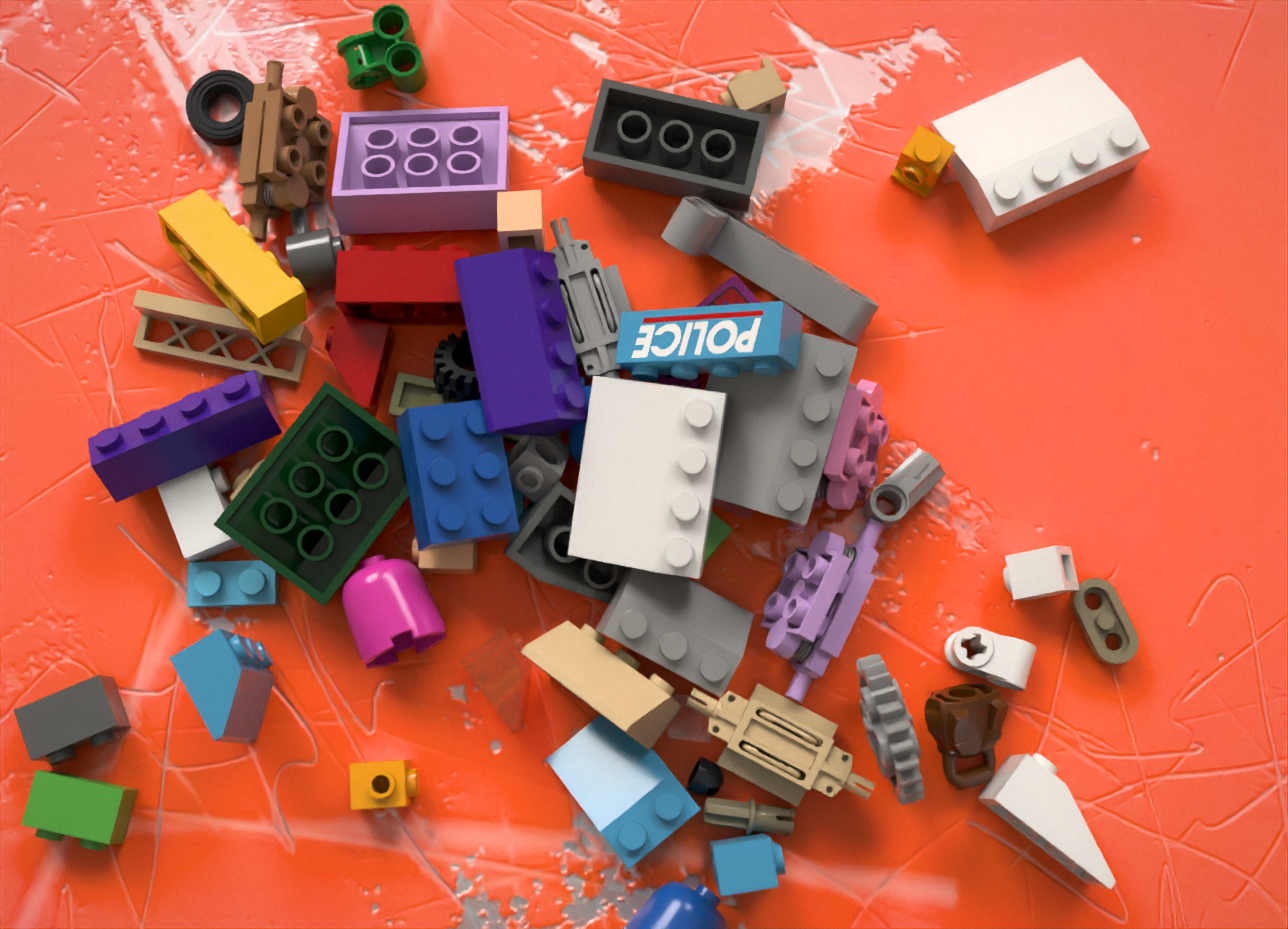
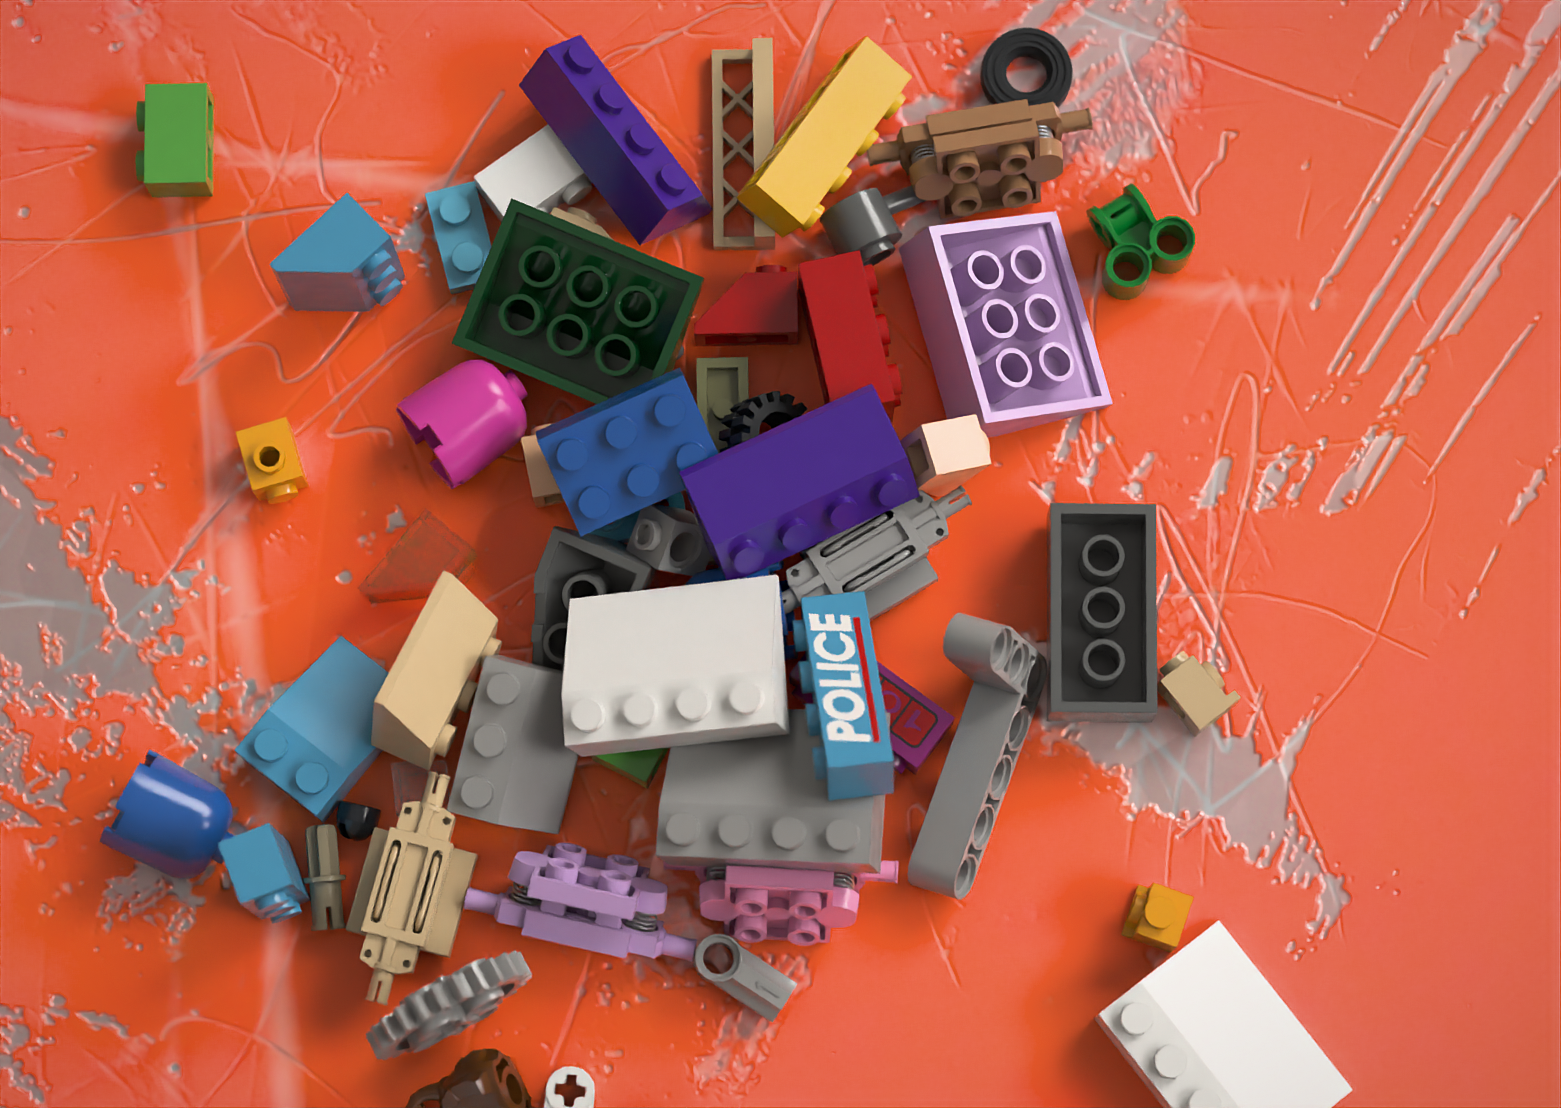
camera: 75 degrees right, 0 degrees up
(72, 719) = (272, 105): dark grey brick -> none

